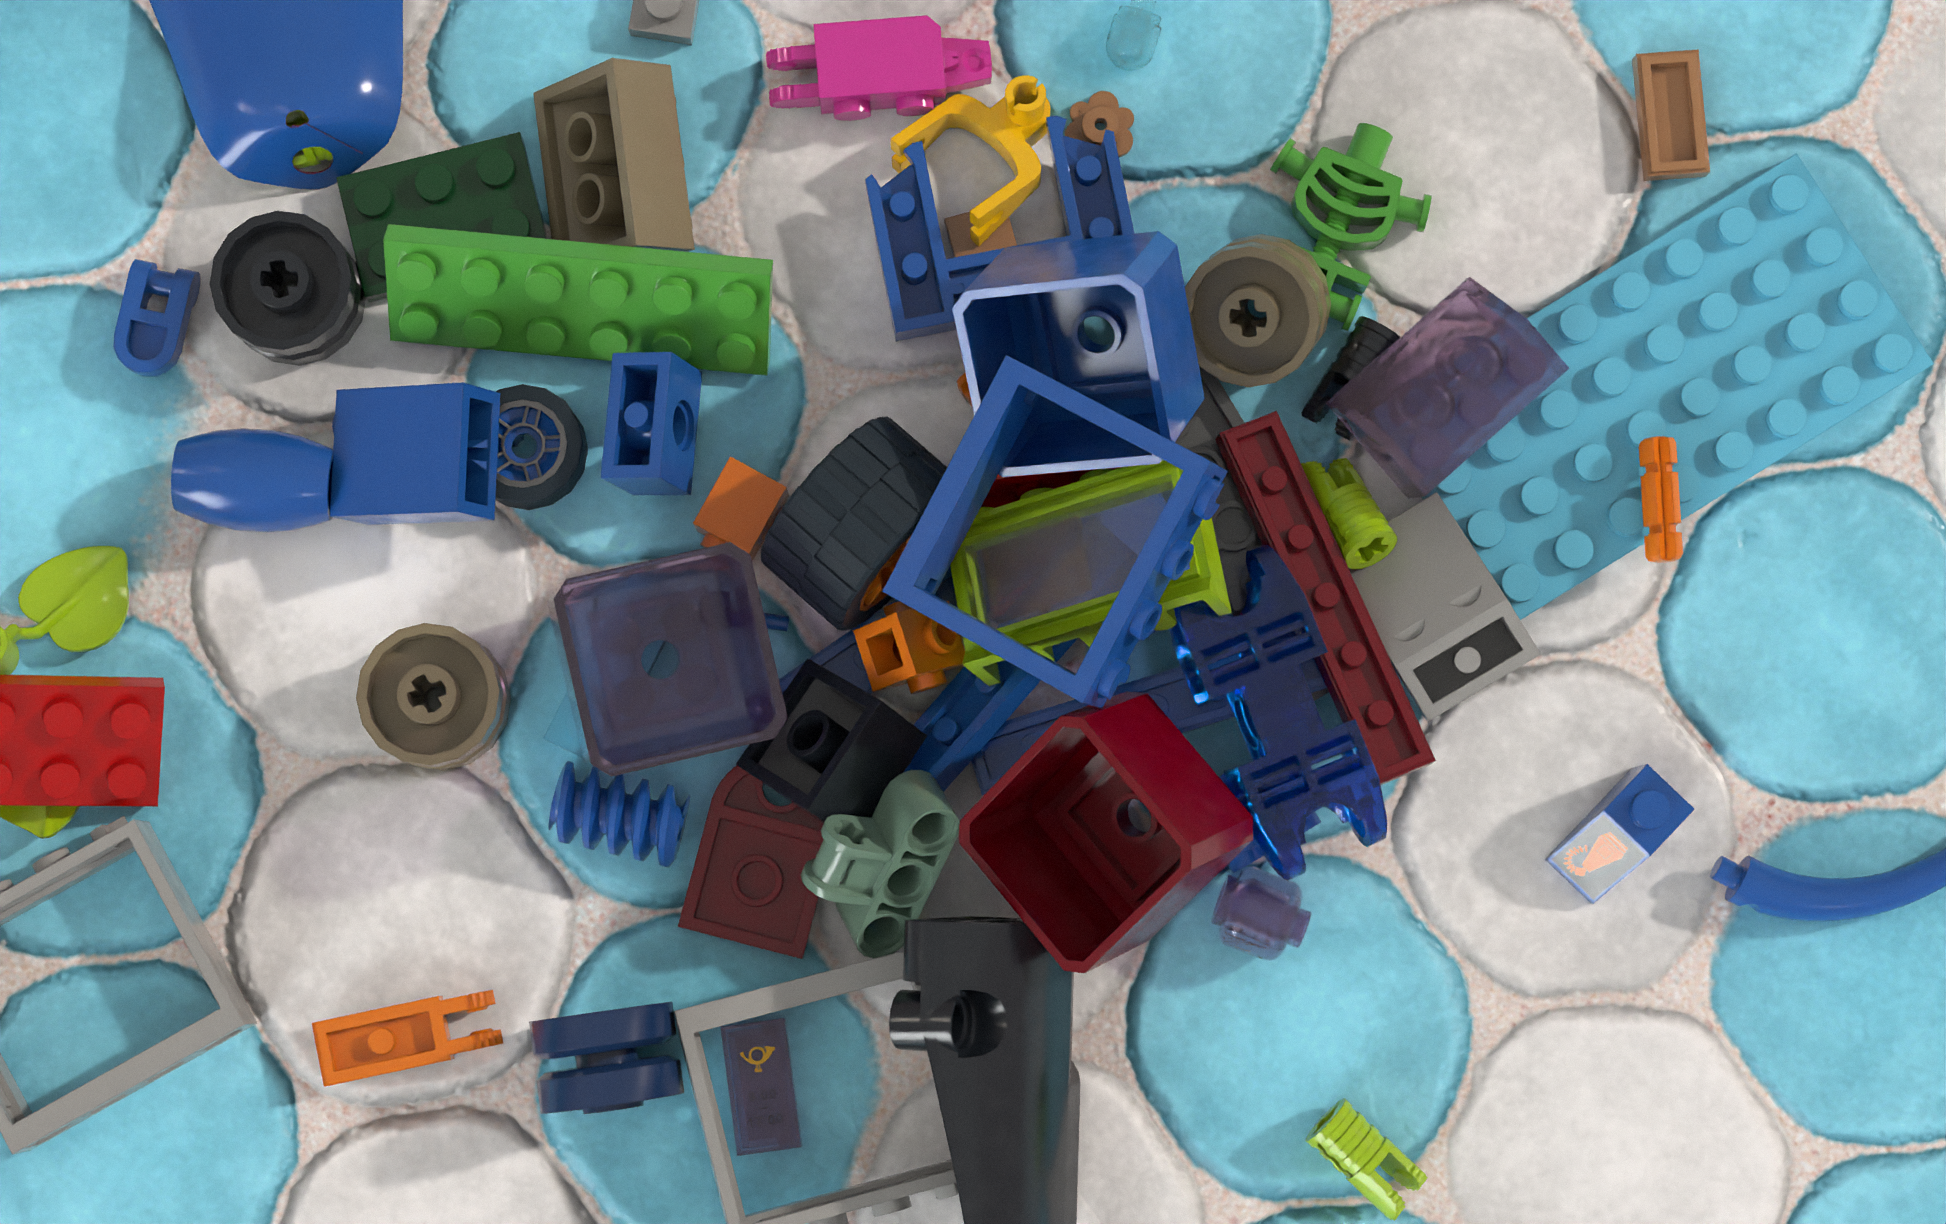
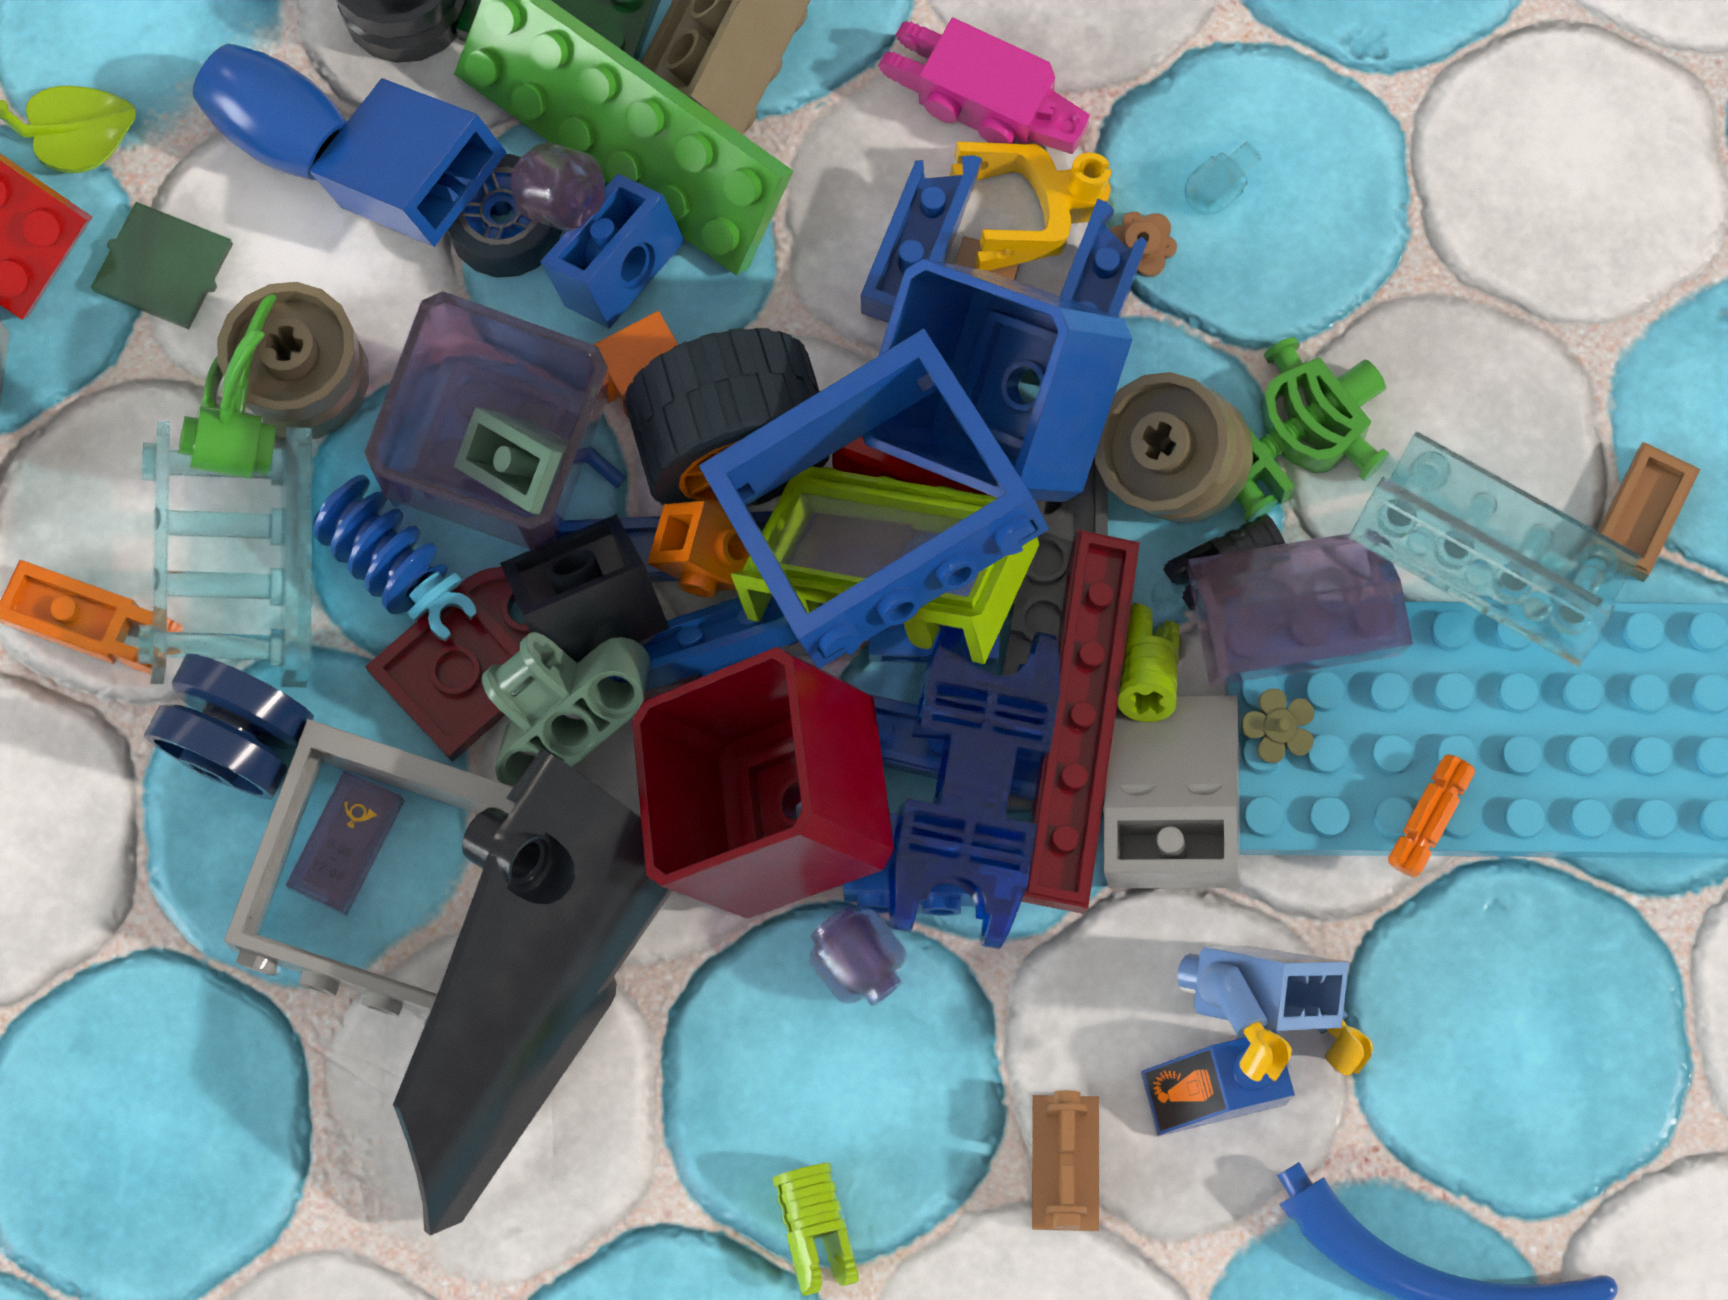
camera: 40 degrees right, 10 degrees down
(245, 677) = (162, 265): none -> clear green piece
(440, 807) = (227, 438): none -> bright green plant
(528, 847) = (283, 587): none -> clear light blue fence
(573, 400) = (558, 186): none -> clear purple head
(701, 832) = (434, 597): none -> medium azure plate
(712, 678) = (512, 457): none -> sand green slope
(1488, 498) = (1279, 726): none -> olive plant
(1533, 975) = (1065, 1162): none -> medium nougat hinge
(1580, 268) = (1495, 548): none -> clear light blue fence
(1625, 738) = (1277, 993): none -> medium blue torso

